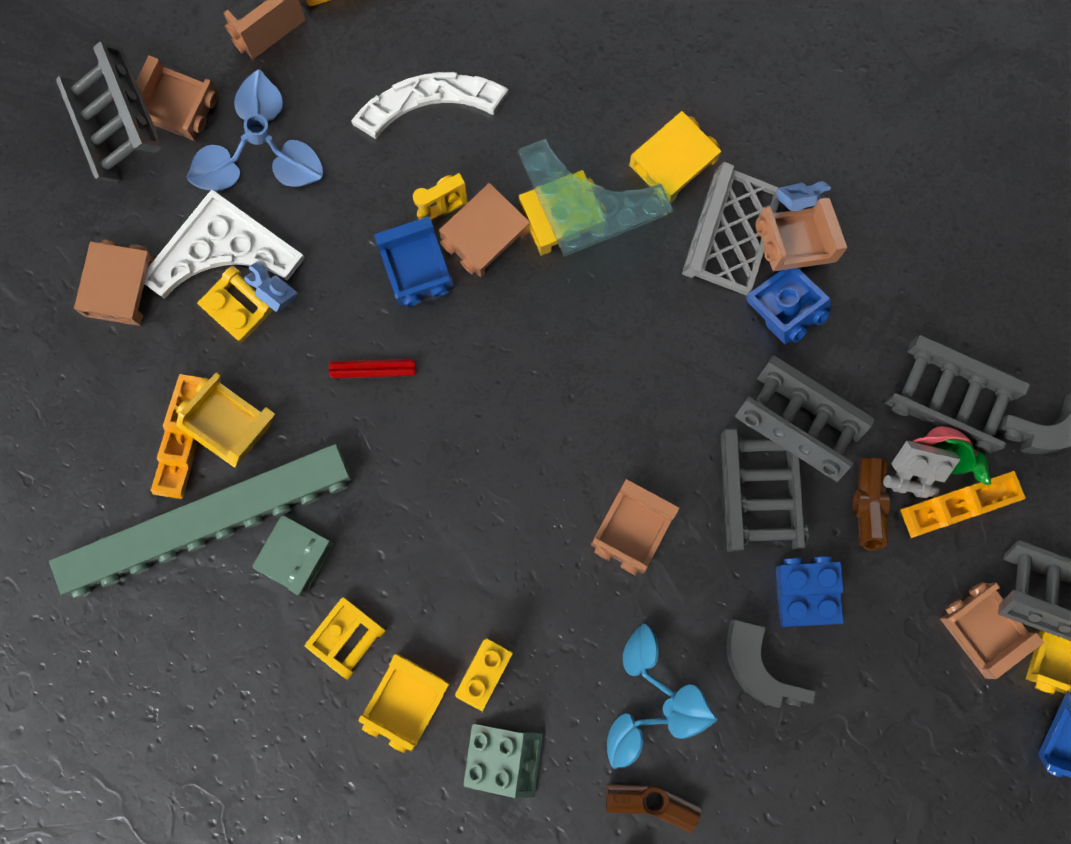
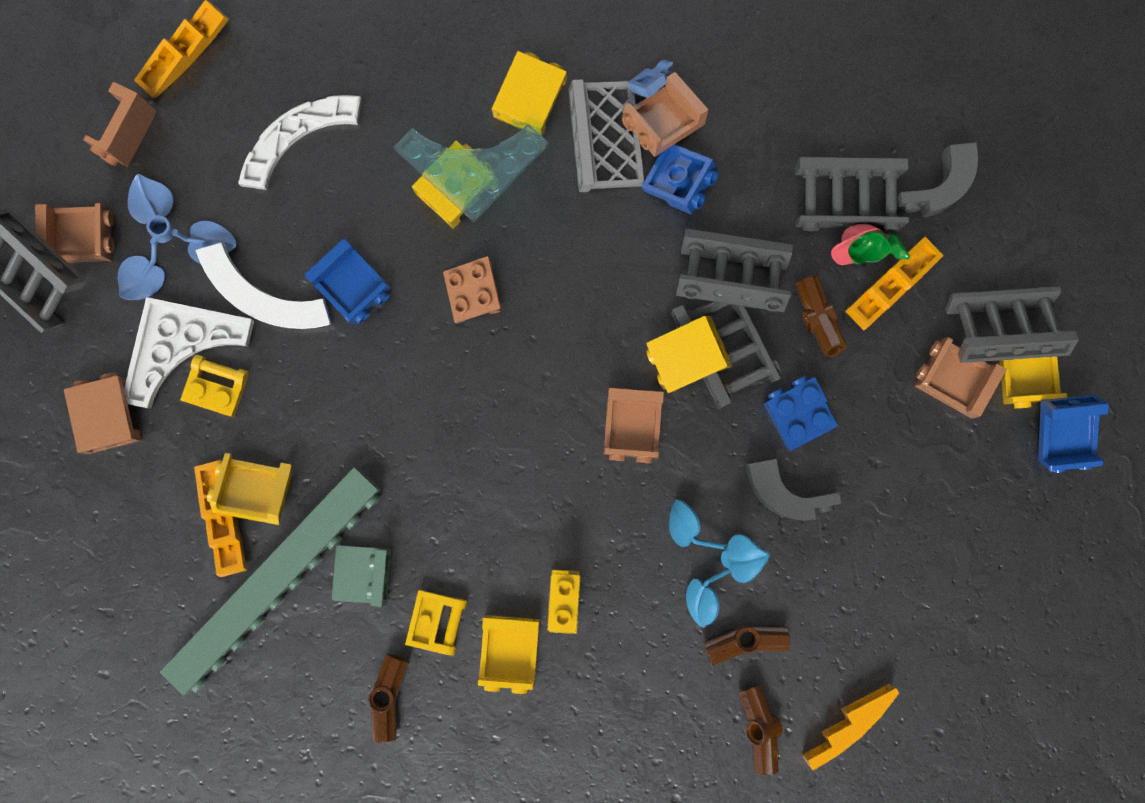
camera: 20 degrees left, 5 degrees up
(248, 708) = (384, 715): none -> reddish brown piece
(270, 290) = (240, 361): medium blue plate -> none
(313, 239) = (254, 301): none -> white tile
(372, 368) = (355, 389): red axle -> none
(448, 194) = (351, 212): yellow plate -> none
(483, 230) = (395, 229): nougat panel -> none
(503, 761) = (611, 663): sand green bracket -> none
(532, 322) = (472, 290): none -> nougat hinge
(721, 481) = (688, 354): none -> yellow panel
(921, 461) = (849, 264): light grey plate -> none

